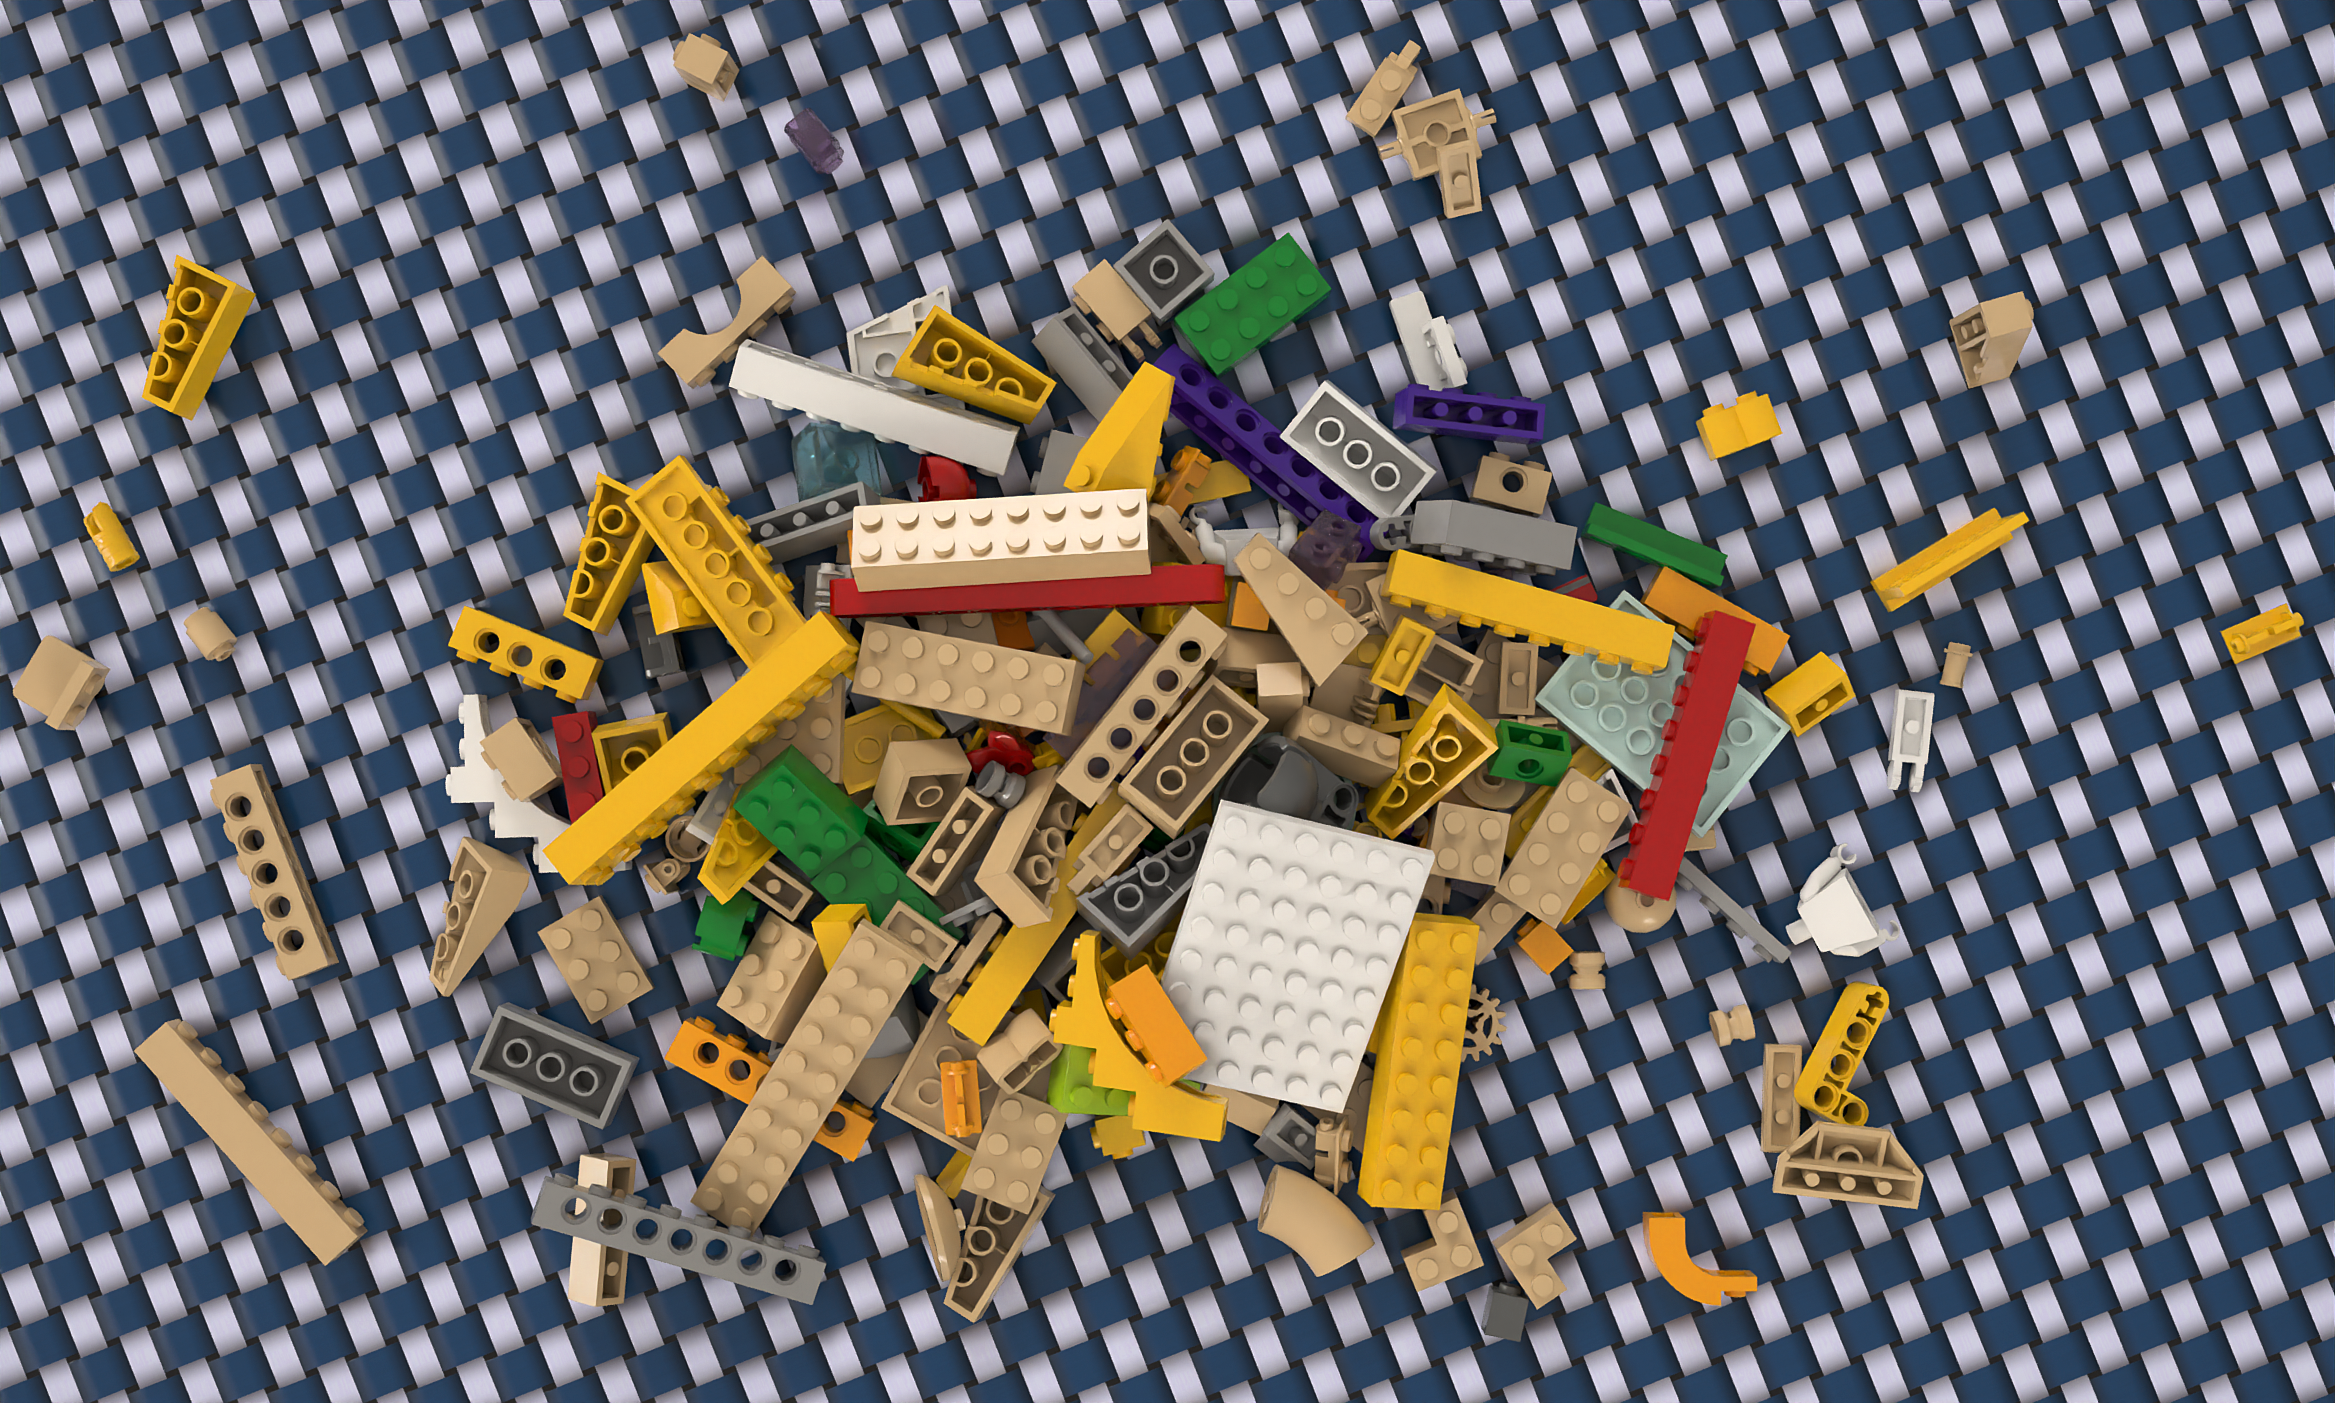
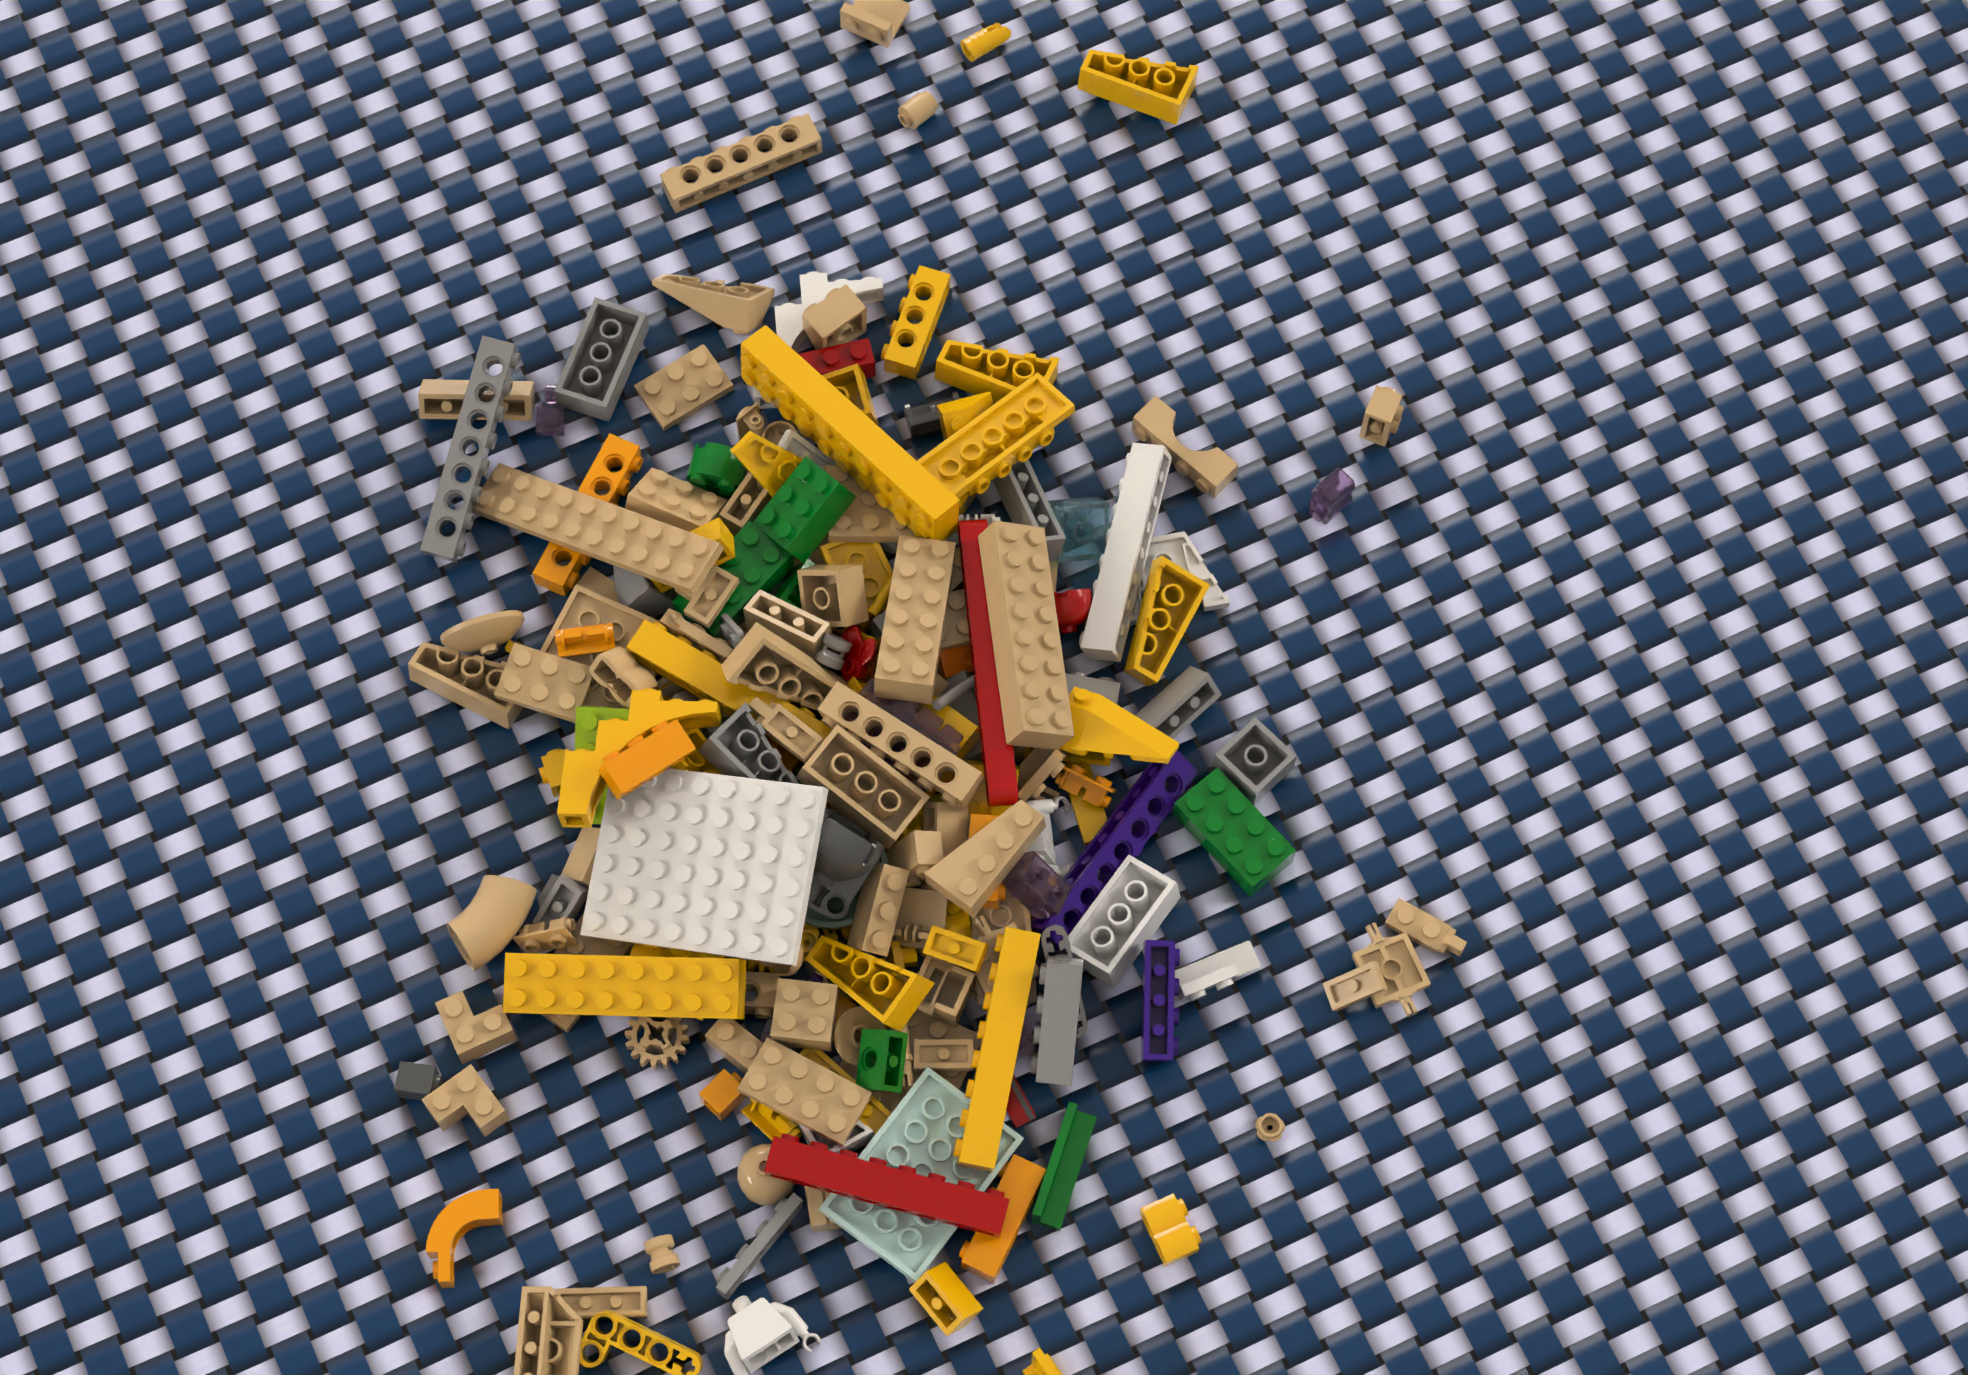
camera: 85 degrees right, 20 degrees down
(251, 1140) = (538, 161): tan brick -> none
(628, 1133) = (551, 417): none -> clear purple plate
(1115, 308) = (1220, 727): tan hinge -> none
(1489, 489) = (1110, 1028): tan brick -> none
(1587, 967) = (704, 1131): tan wheel -> none
(1621, 289) = (1273, 1120): none -> tan plate

